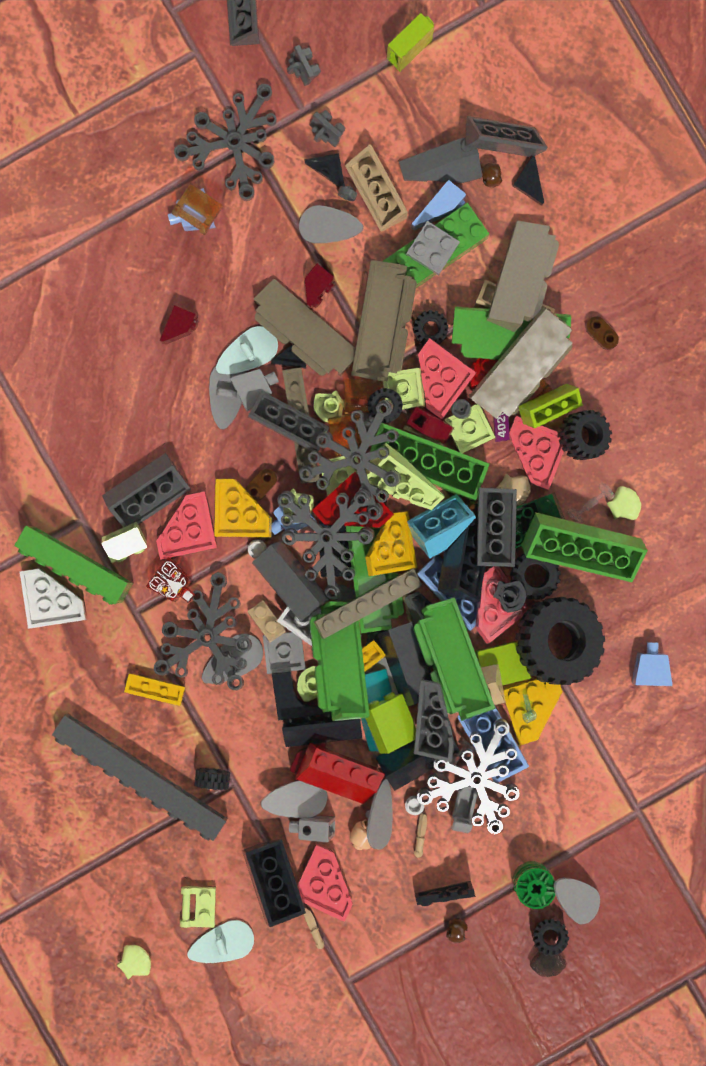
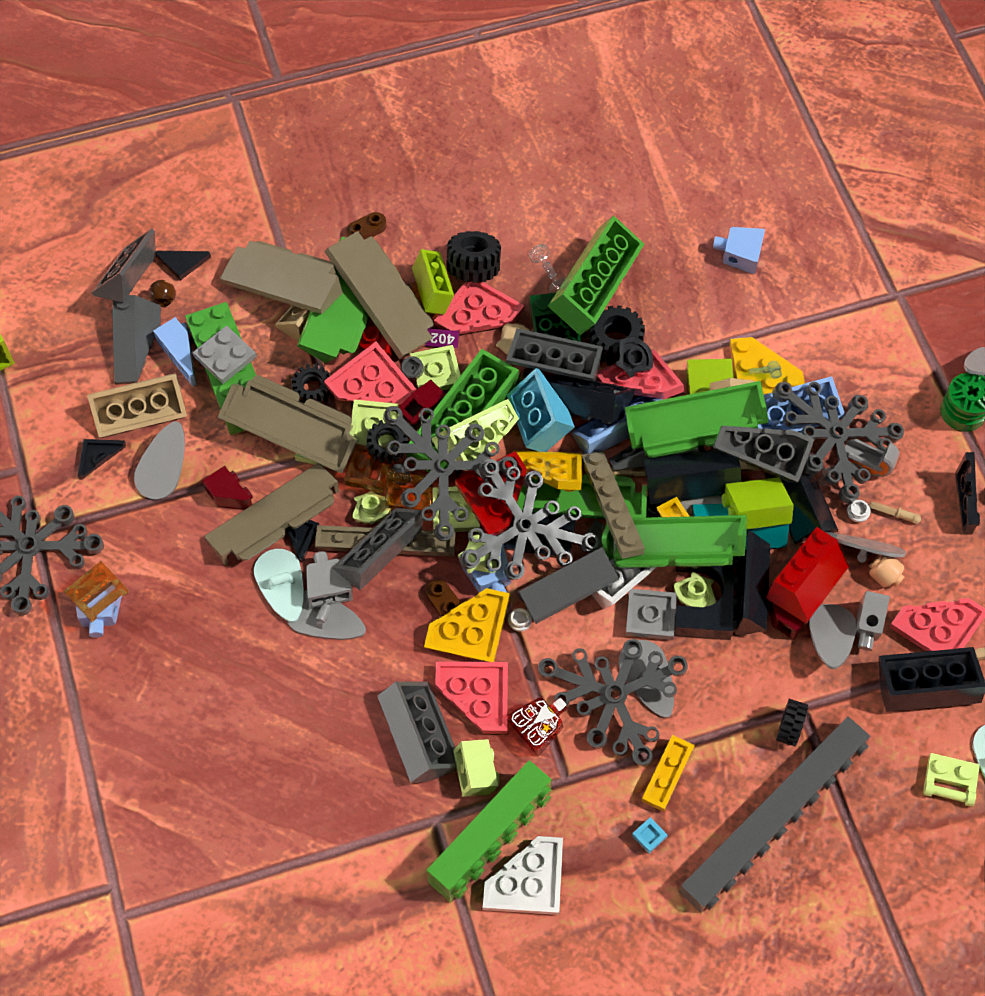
camera: 75 degrees left, 25 degrees down
(102, 684) = (649, 835): none -> medium azure plate
(179, 325) = (225, 648): dark red slope -> none
(266, 621) = (610, 624): tan plate -> none
(325, 130) = (51, 445): dark grey hips -> none
(347, 193) = (132, 438): dark grey tile -> none
(586, 641) = (689, 339): black tyre -> none
(625, 504) = (558, 239): yellowish green animal -> none

